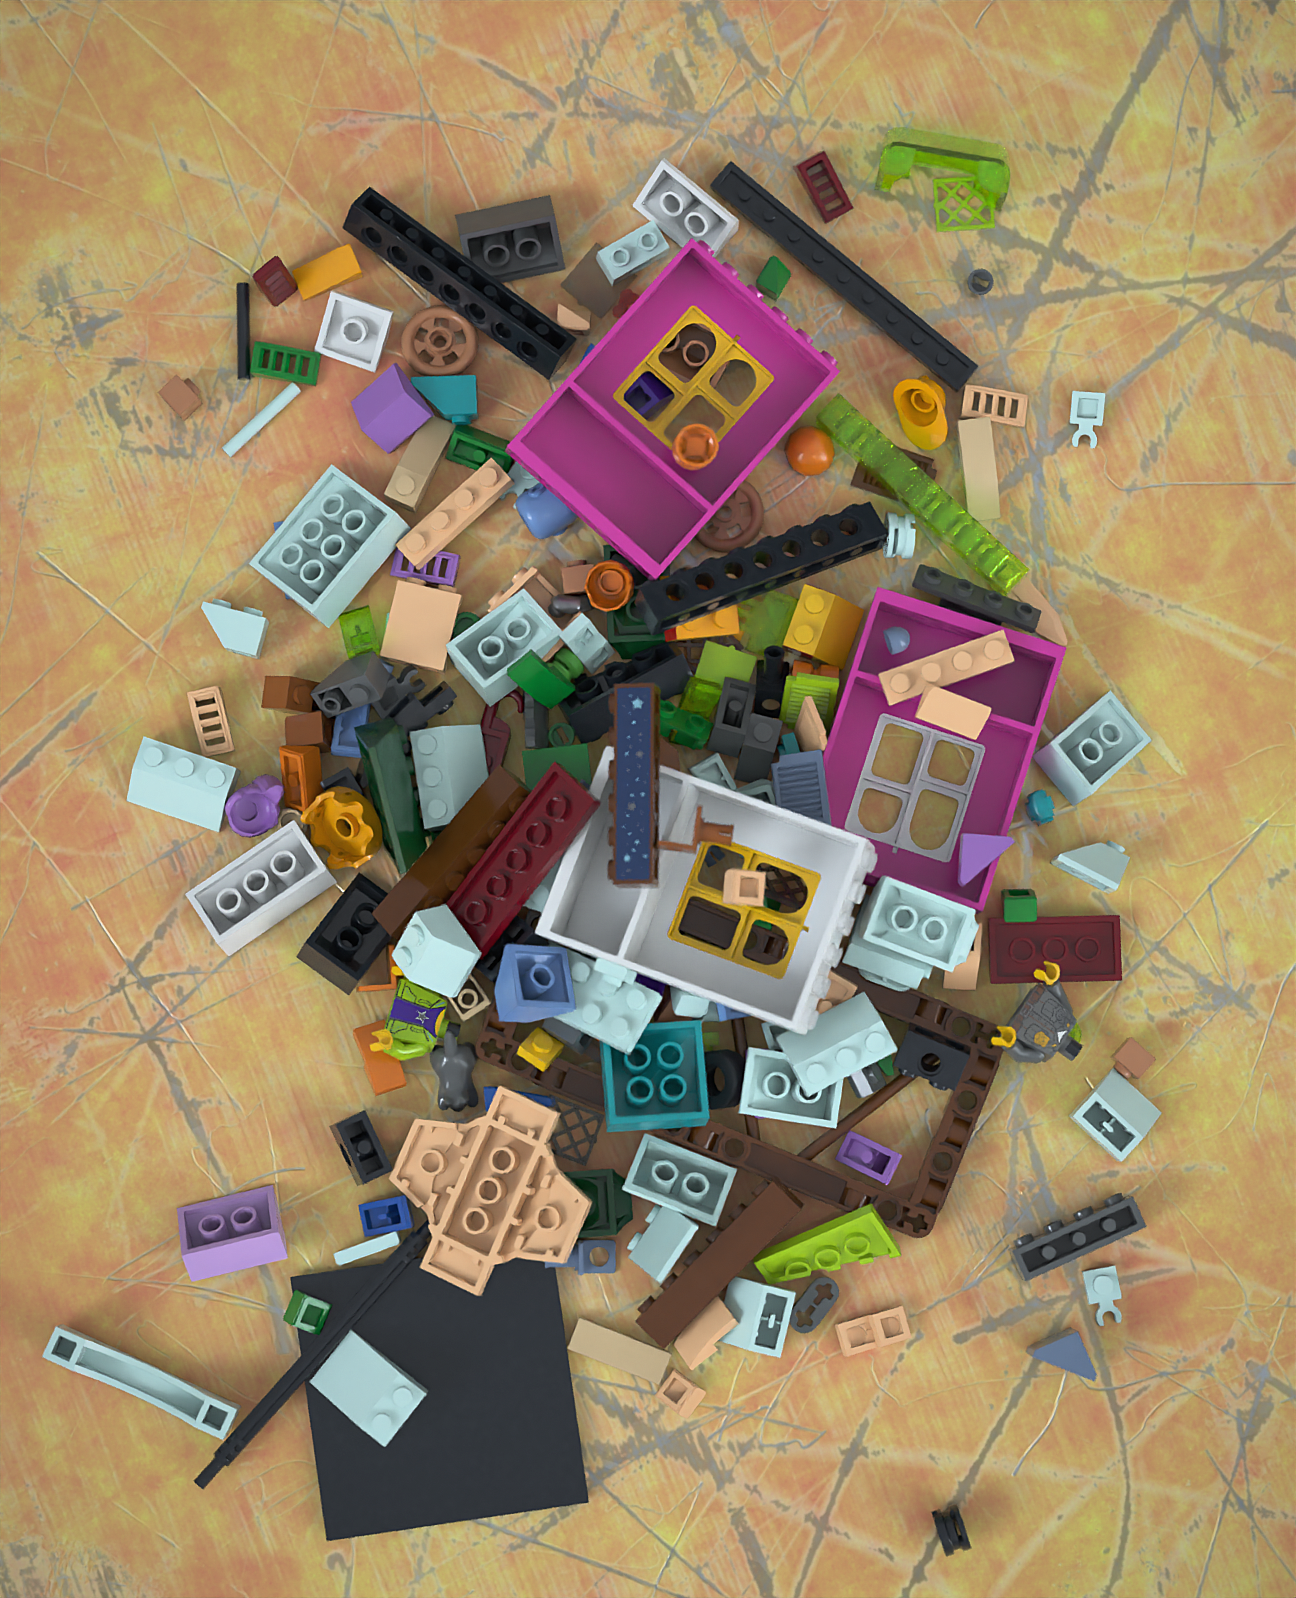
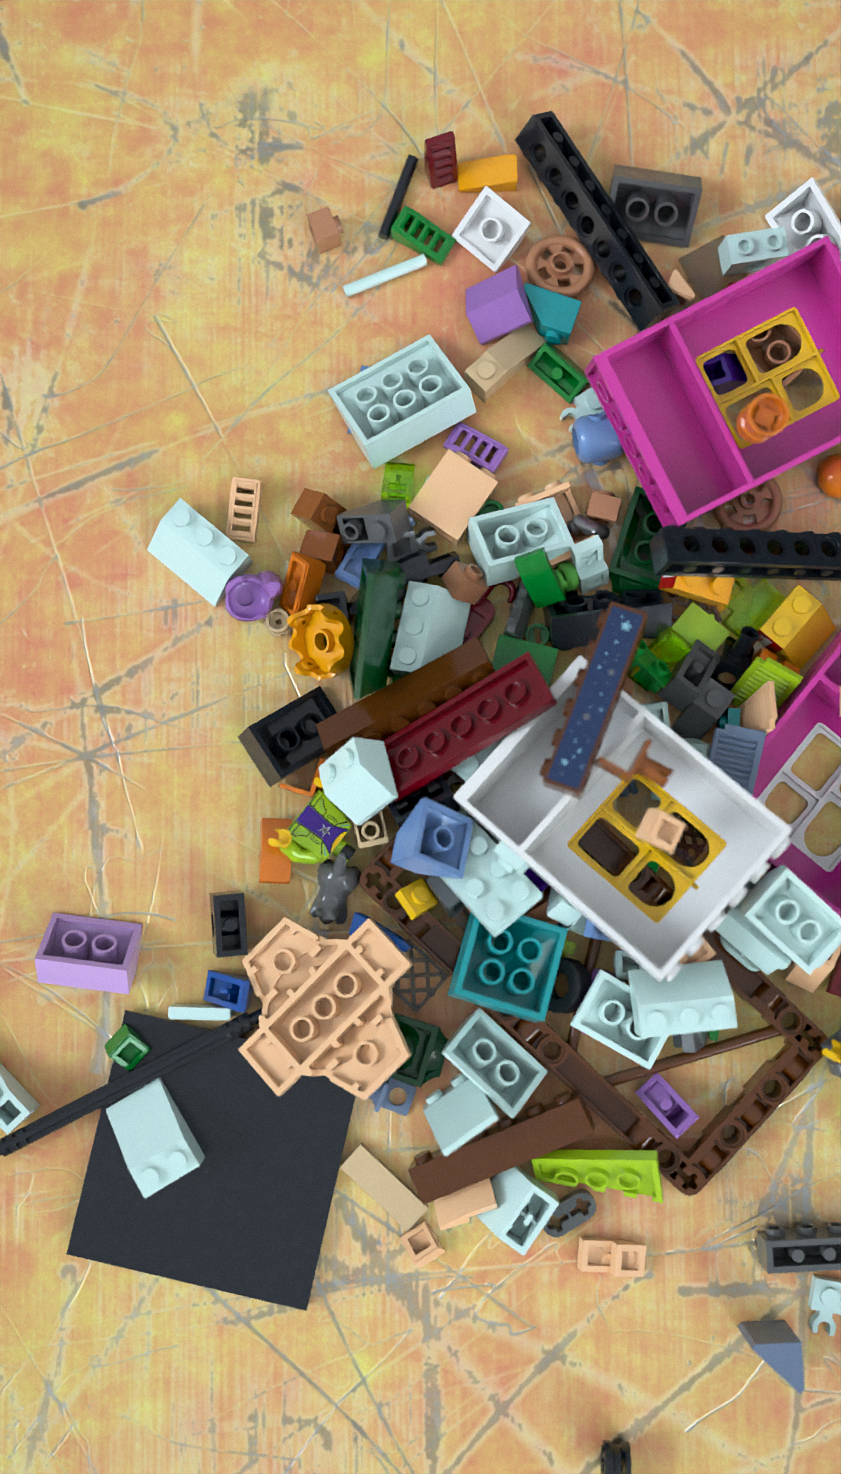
camera: 20 degrees right, 0 degrees up
(237, 630) = (297, 442): light aqua slope -> none
(260, 888) = (229, 666): white slope -> none
(454, 514) = (518, 412): light nougat plate -> none
(467, 711) = (465, 582): none -> nougat plate
(609, 585) = (630, 520): orange hair -> none
(921, 1041) = (764, 1058): black brick -> none

